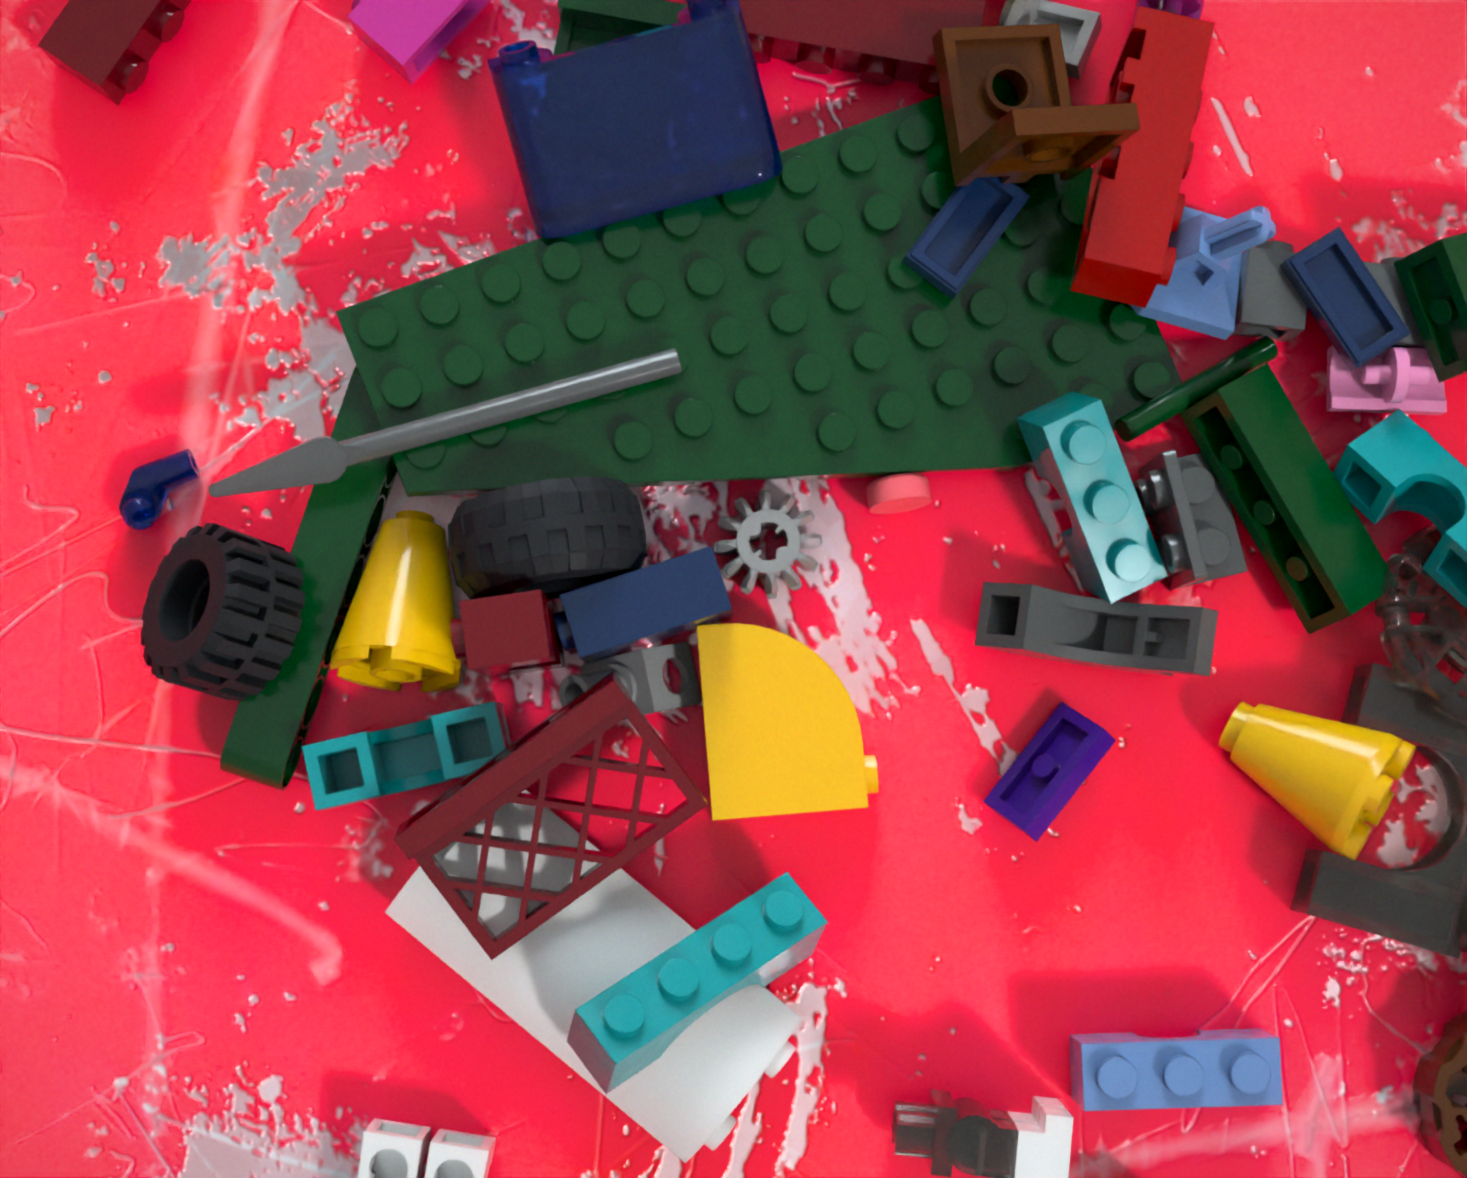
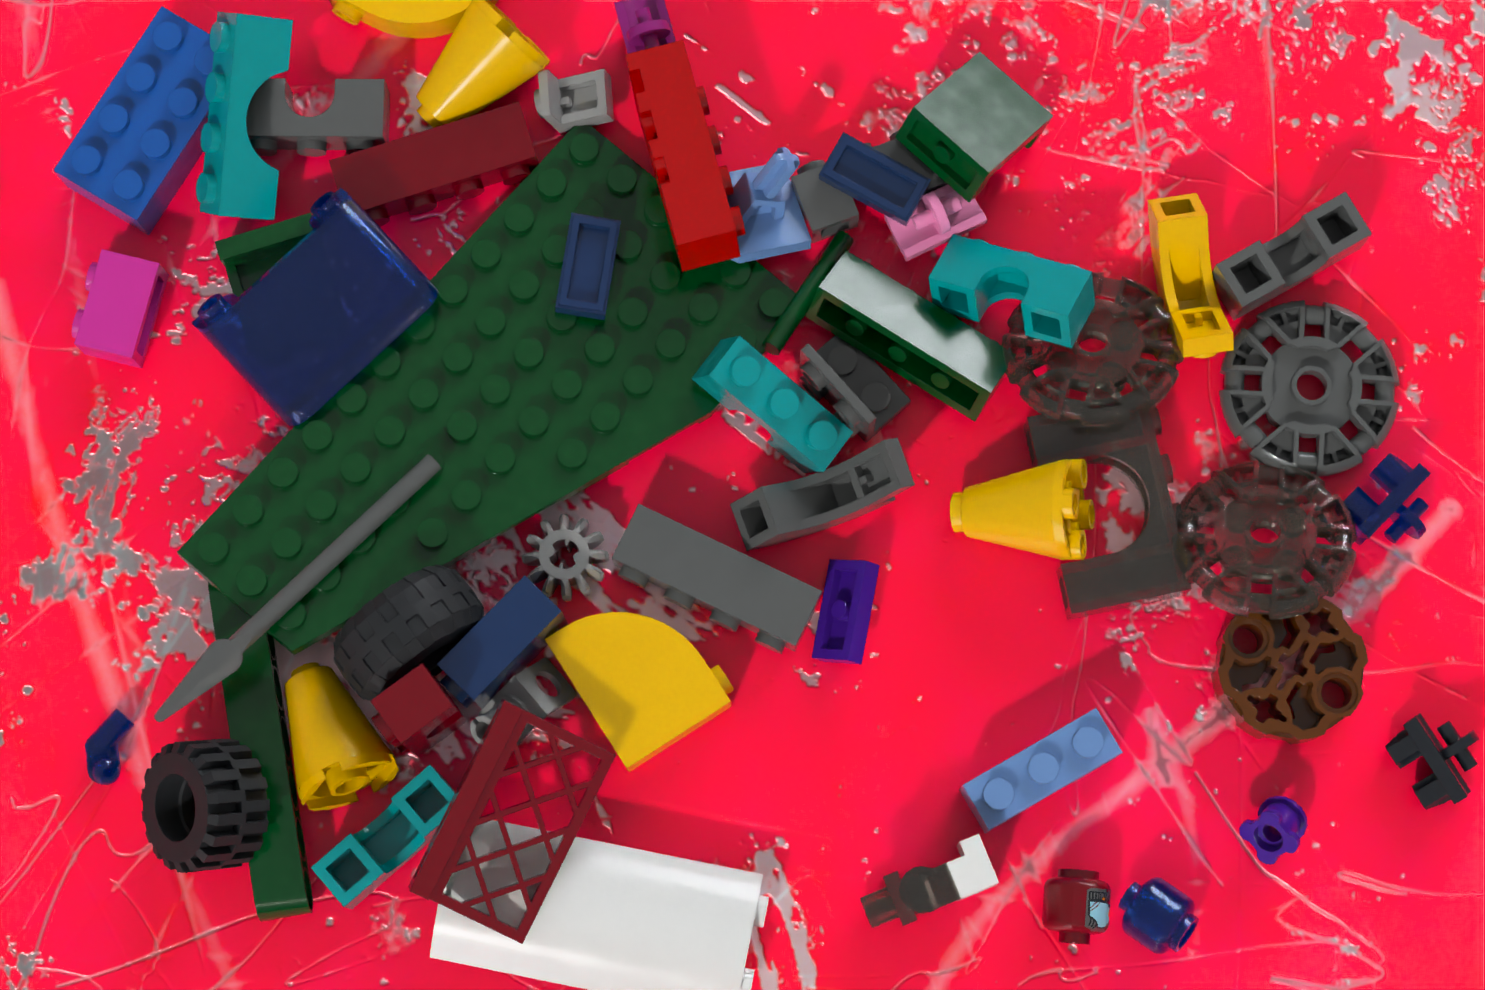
camera: 25 degrees left, 5 degrees down
(653, 1005) = (647, 917): teal arch -> none
(898, 493) = (638, 474): coral tile -> none
(924, 658) = (715, 578): none -> dark grey brick
(1044, 128) = (600, 179): reddish brown bracket -> none

